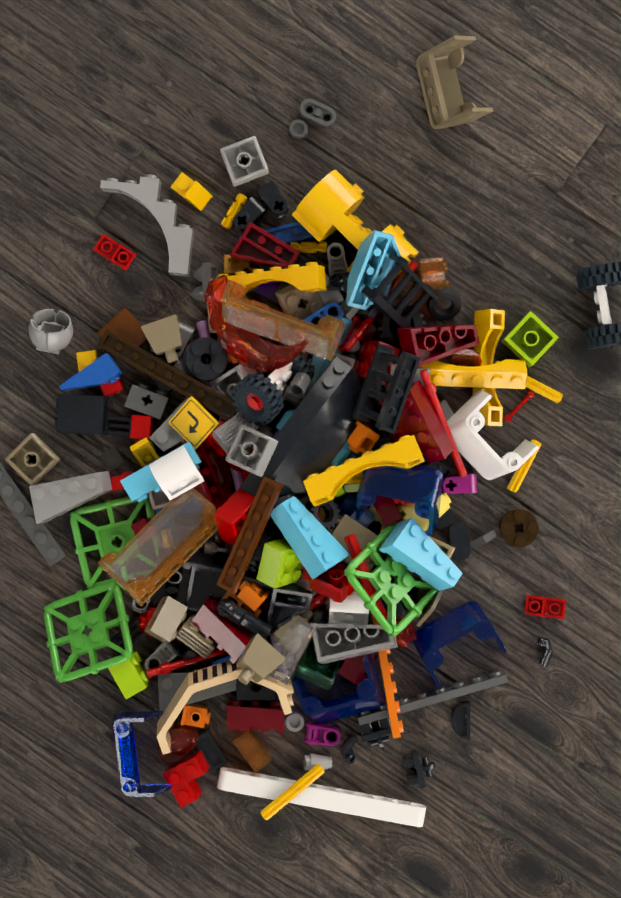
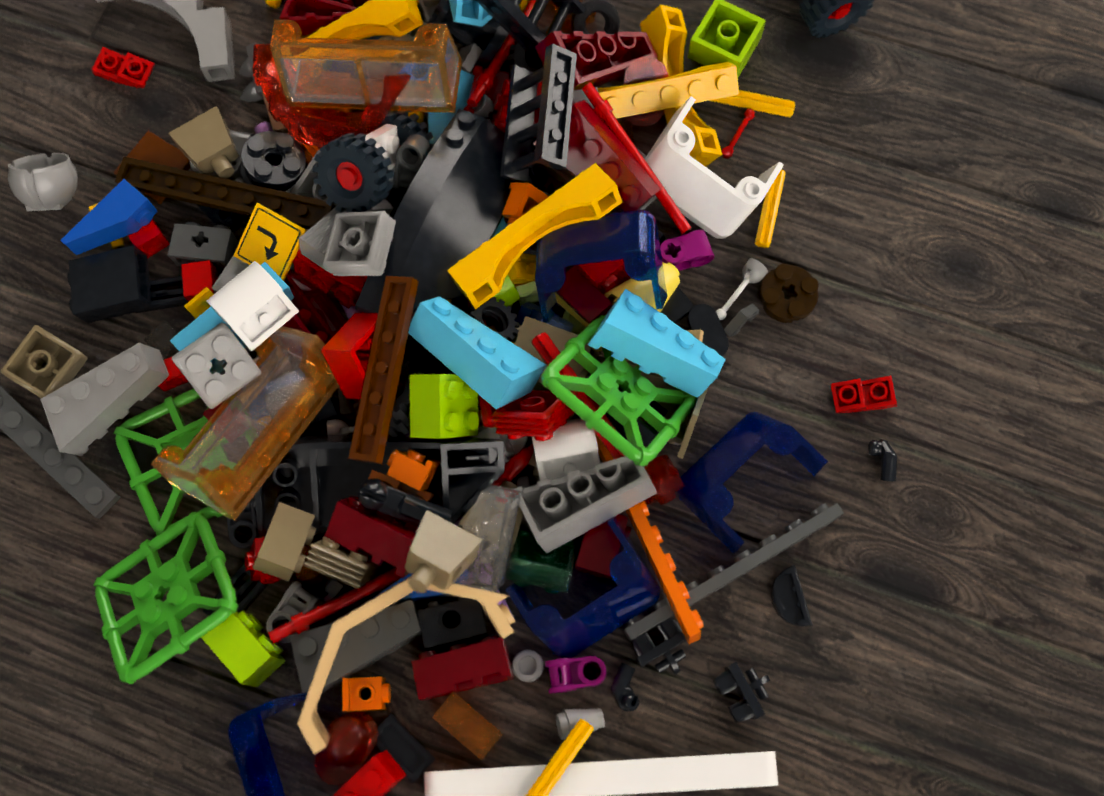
camera: 15 degrees left, 15 degrees down
(146, 516) = (218, 344): none -> light grey brick
(498, 509) = (752, 273): none -> hinge

